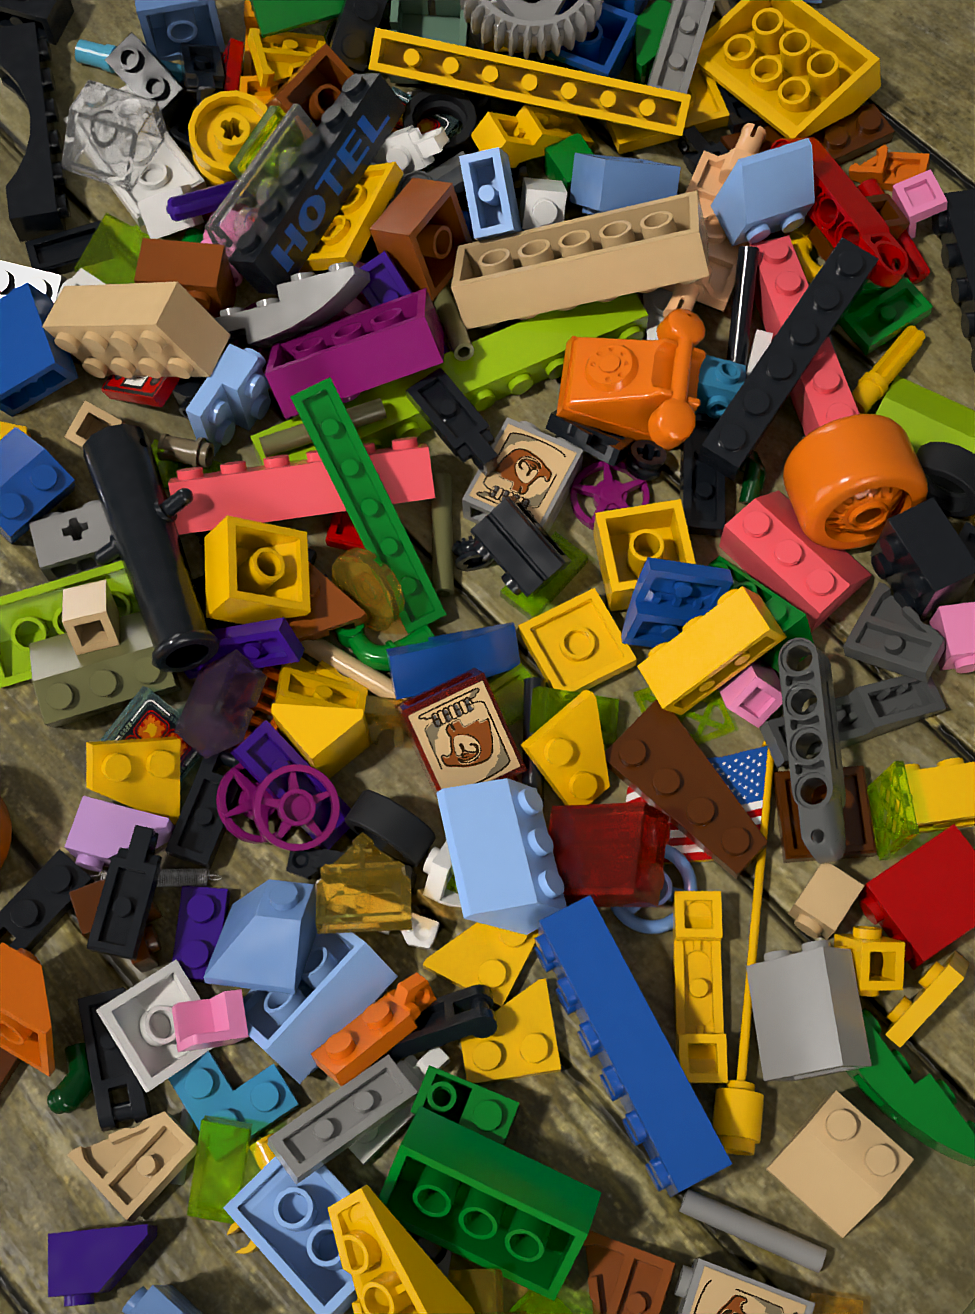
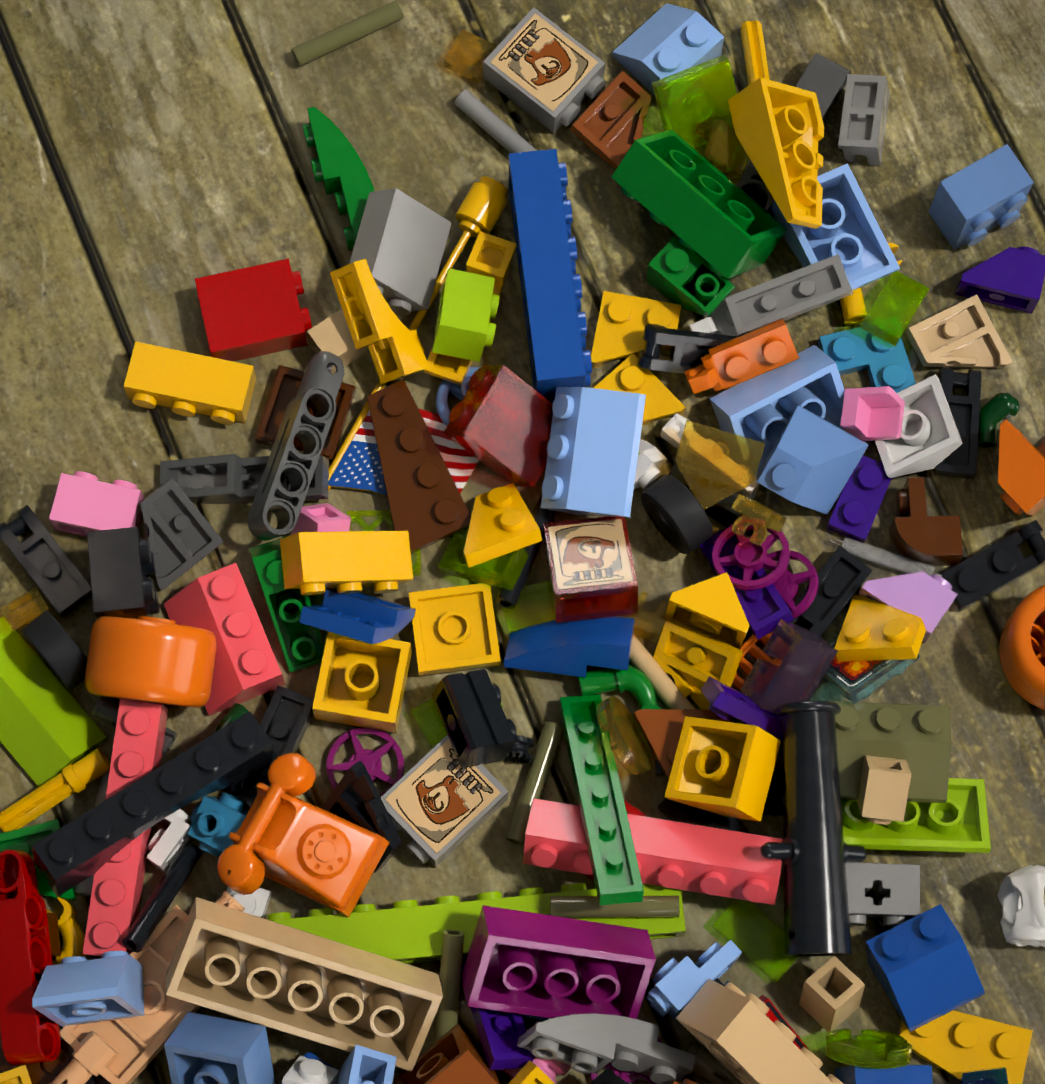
camera: 165 degrees left, 5 degrees up
(47, 394) = (869, 1050): none -> clear neon green tile
(127, 897) = (914, 524): black hinge -> none
(186, 451) = (752, 944): dark tan pin -> none
(299, 842) = (757, 515): none -> clear yellow tile
(454, 420) = (488, 861): black hinge -> none
(645, 460) = (331, 781): black bush -> none
(701, 957) = (465, 314): none -> lime brick
(759, 896) = (374, 324): none -> yellow slope
(839, 1164) = (418, 151): tan slope -> none
(876, 959) = (317, 277): yellow brick -> none
(906, 810) = (266, 376): clear neon green window -> none
(937, 986) = (295, 235): yellow wing -> none

